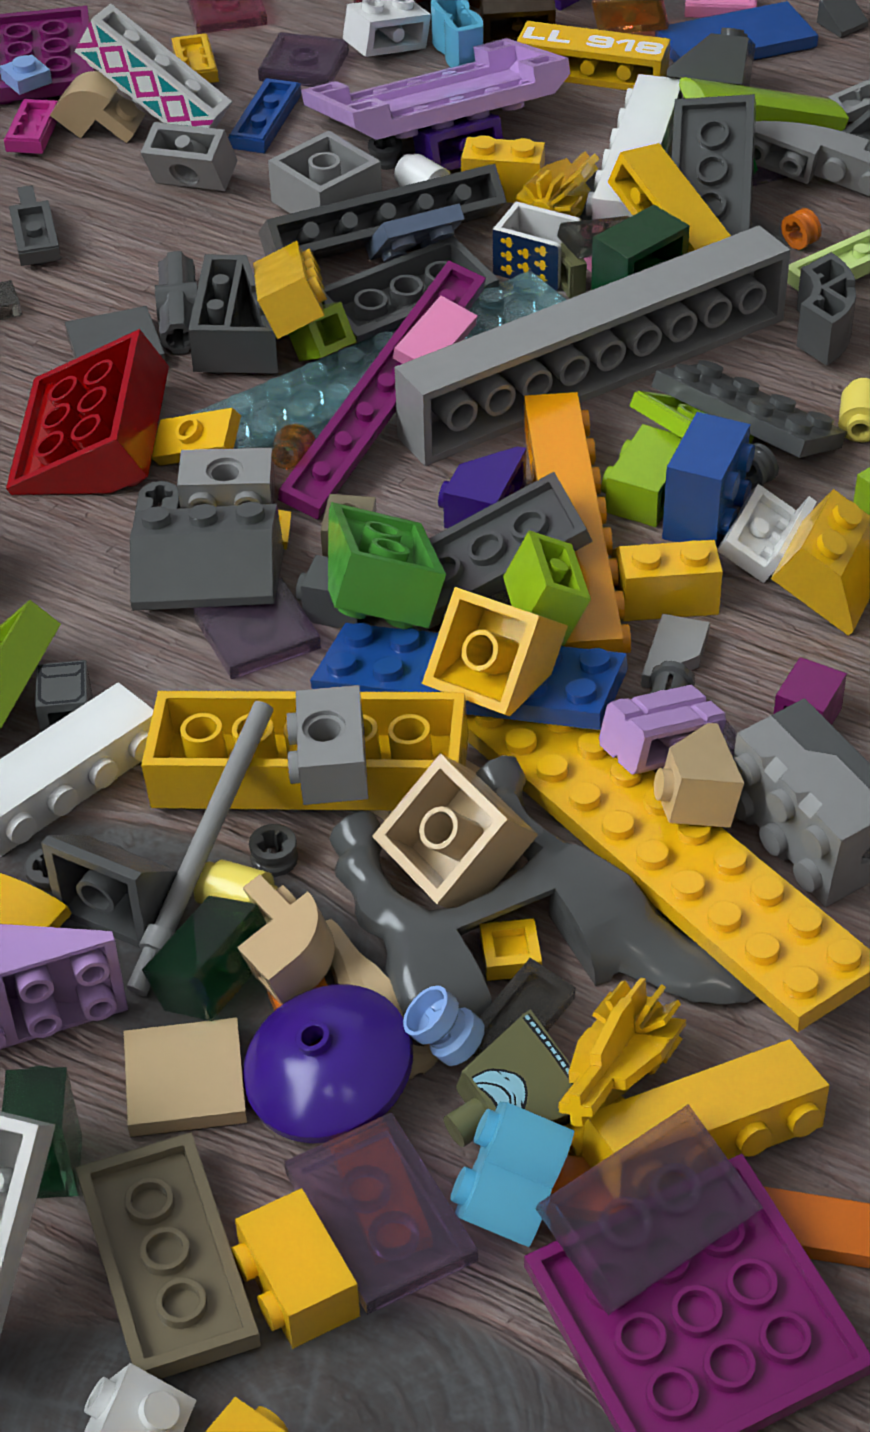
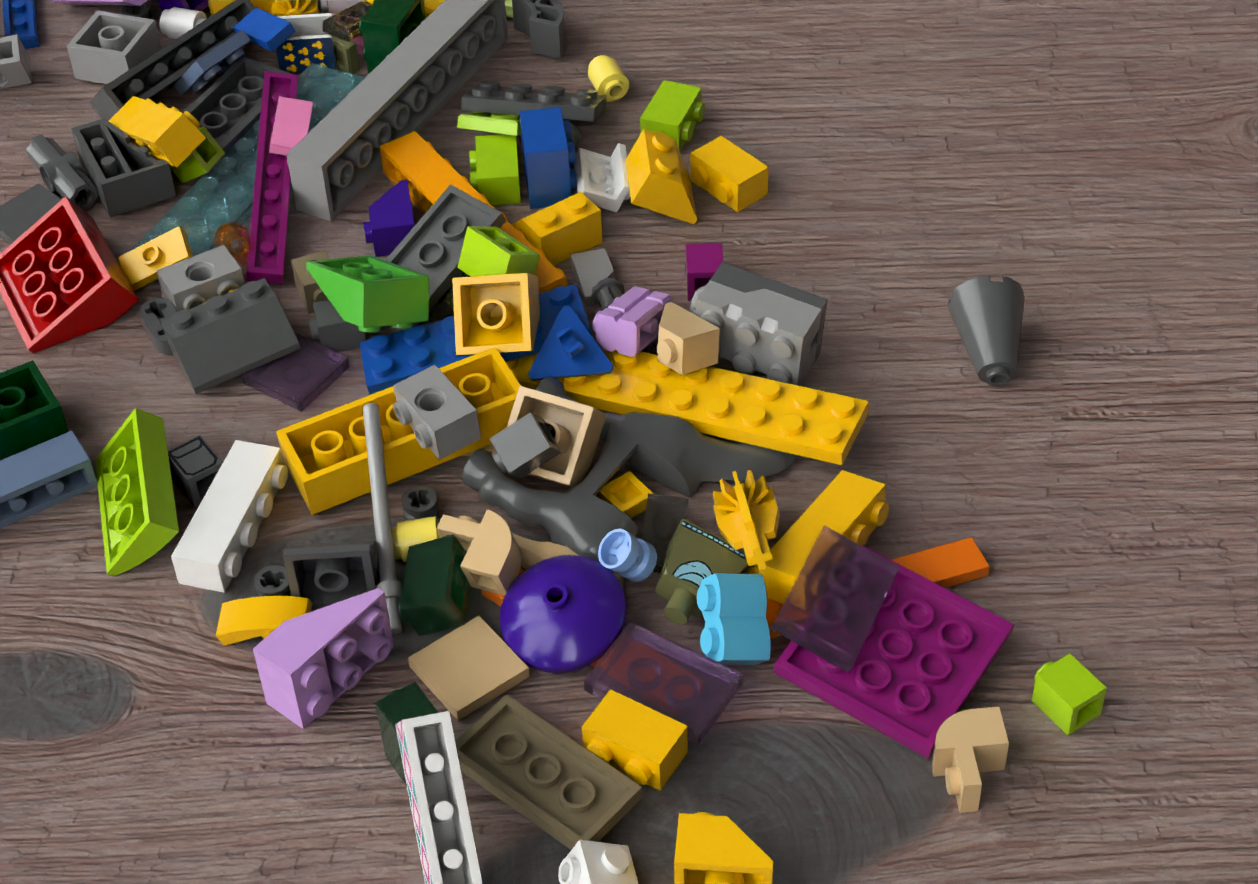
camera: 30 degrees left, 0 degrees up
(403, 831) = (524, 446): none -> brick
(489, 212) = (265, 29): none -> blue tile
(557, 734) = (569, 351): none -> blue piece

